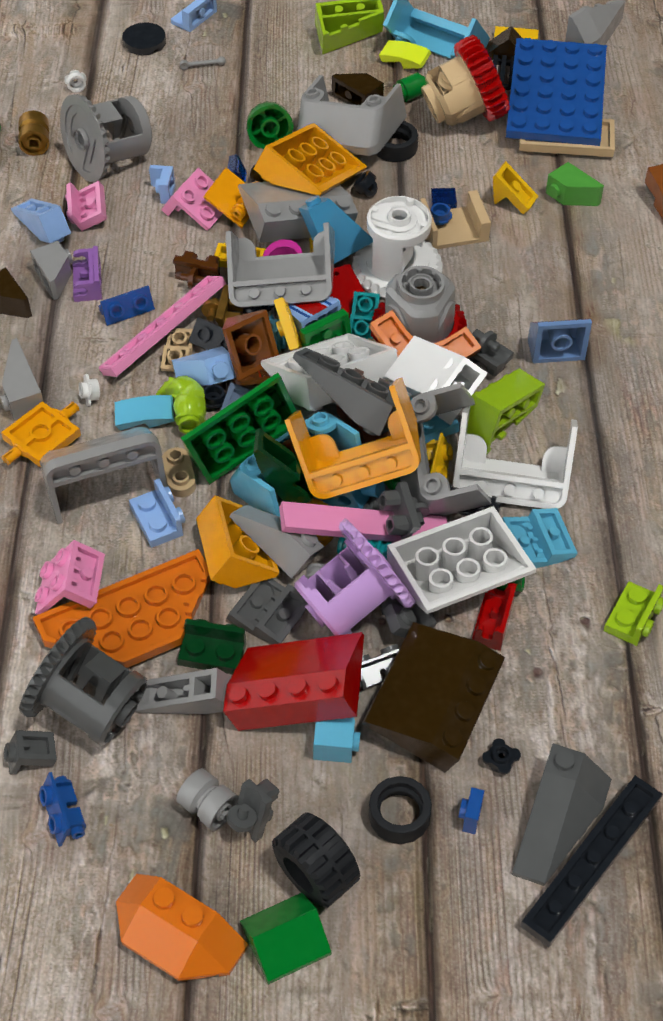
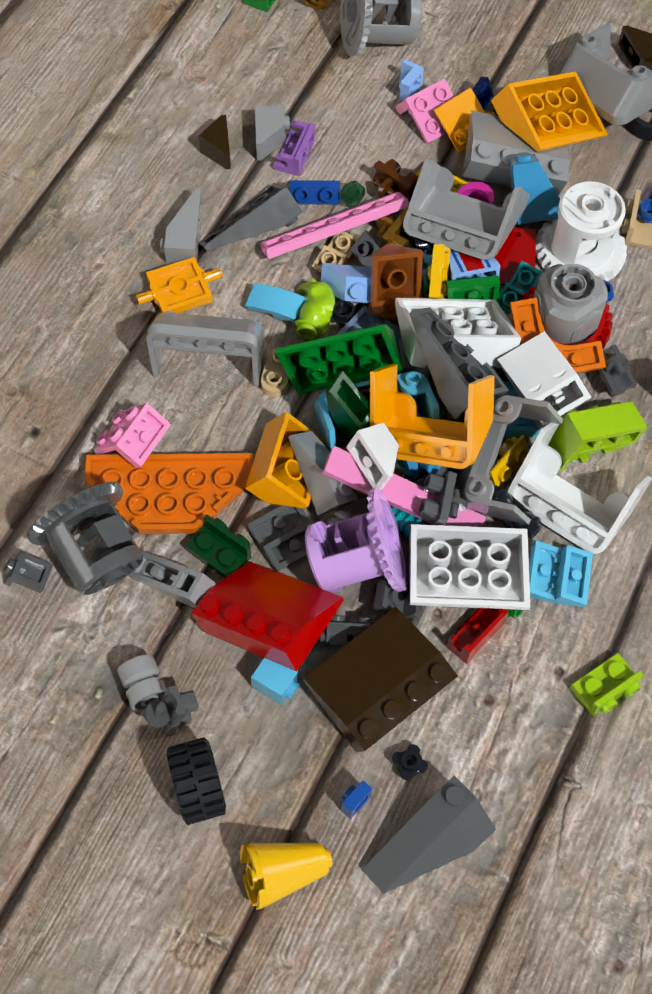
camera: 25 degrees right, 10 degrees up
(43, 220) = (284, 78): light blue slope -> none
(62, 821) = (28, 622): blue hinge -> none
(86, 206) = (329, 77): bright pink bracket -> none
(88, 339) = (268, 212): none -> dark grey wedge
(89, 389) = (240, 261): white plate -> none
(158, 515) = (236, 405): light blue bracket -> none
(164, 294) = (352, 193): none -> clear green tile
(176, 930) = (60, 784): orange wedge -> none
(268, 123) = (535, 56): green cylinder -> none
(286, 937) = (144, 830): green slope -> none
(325, 493) = (375, 453): none -> white slope
(364, 182) = (595, 150): black tile -> none
(400, 786) = (302, 745): black tyre -> none
(438, 906) = (281, 869): none -> yellow cone
(591, 861) = (435, 893): black plate -> none

